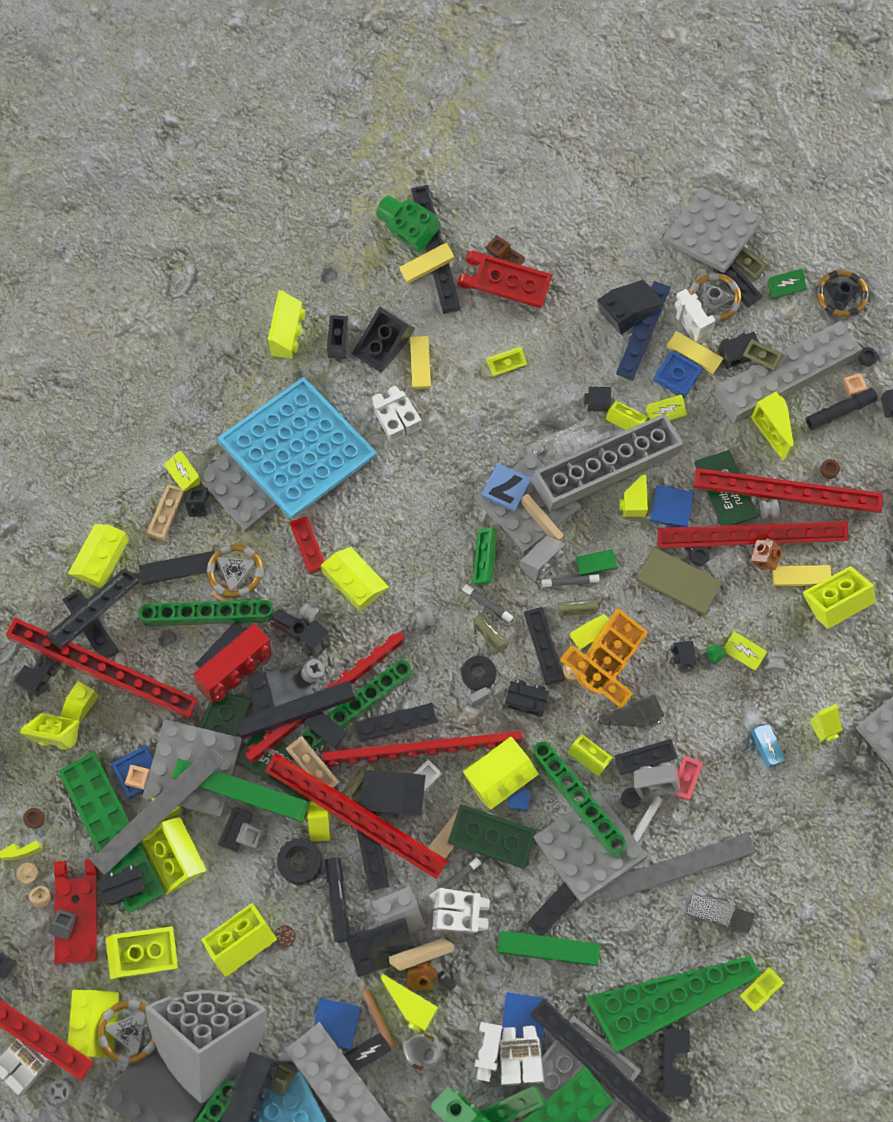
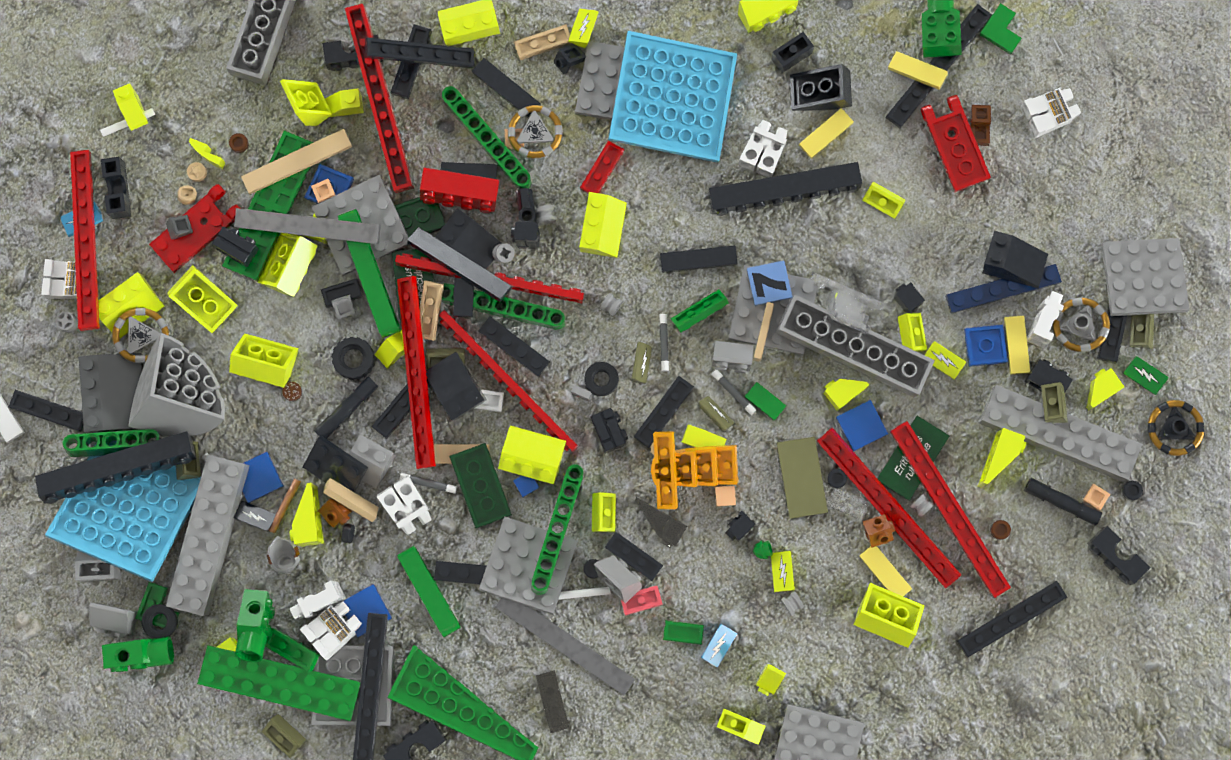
camera: 60 degrees right, 10 degrees up
(93, 780) = (296, 161): none -> tan tile
(438, 422) = (785, 188): none -> black brick
(441, 527) = (698, 259): none -> black tile
(442, 191) = (997, 31): none -> green tile
(534, 194) = (1050, 111): none -> white hips
(649, 649) = (725, 496): none -> light nougat tile
(737, 765) = (683, 632): none -> green tile
(775, 318) = (1103, 387): none -> neon yellow slope
(848, 777) = (741, 726): none -> neon yellow slope

